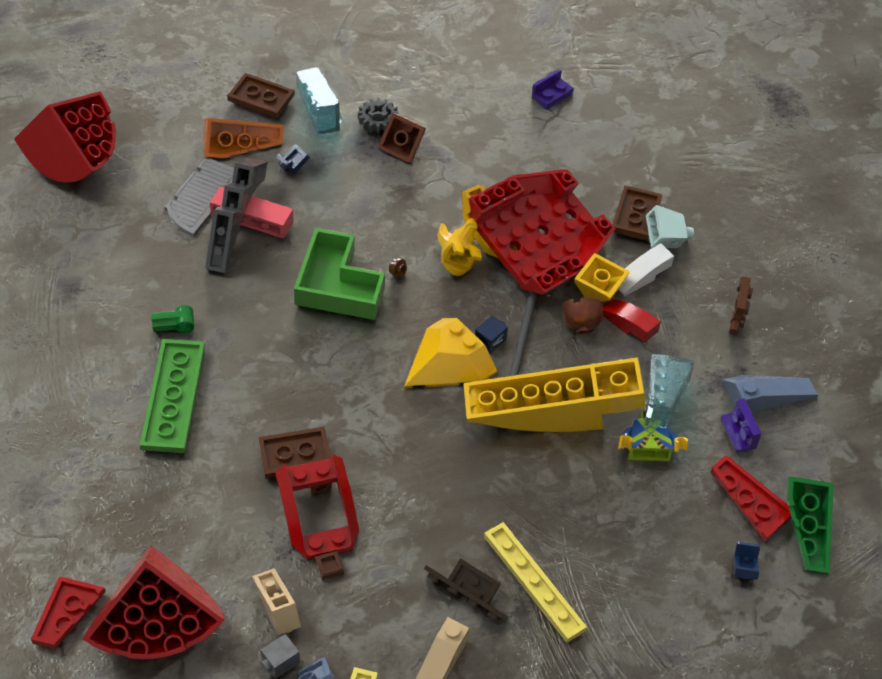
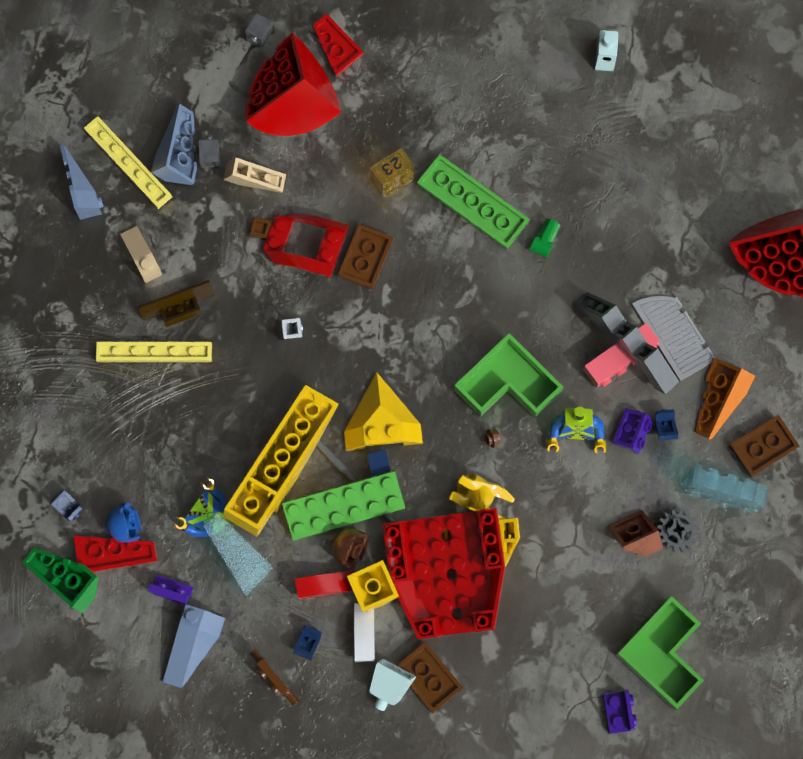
camera: 125 degrees right, 25 degrees up
(190, 468) = (392, 173): none -> clear yellow brick
(314, 179) = (633, 430): none -> dark purple bracket
(342, 213) = (577, 424): none -> torso
(420, 470) = (289, 328): none -> flat silver brick
(483, 86) = (653, 654): none -> bright green piece
(544, 332) = (343, 505): none -> bright green plate
(688, 305) = (307, 642): none -> dark blue bracket
(721, 500) = (123, 523): none -> blue cylinder

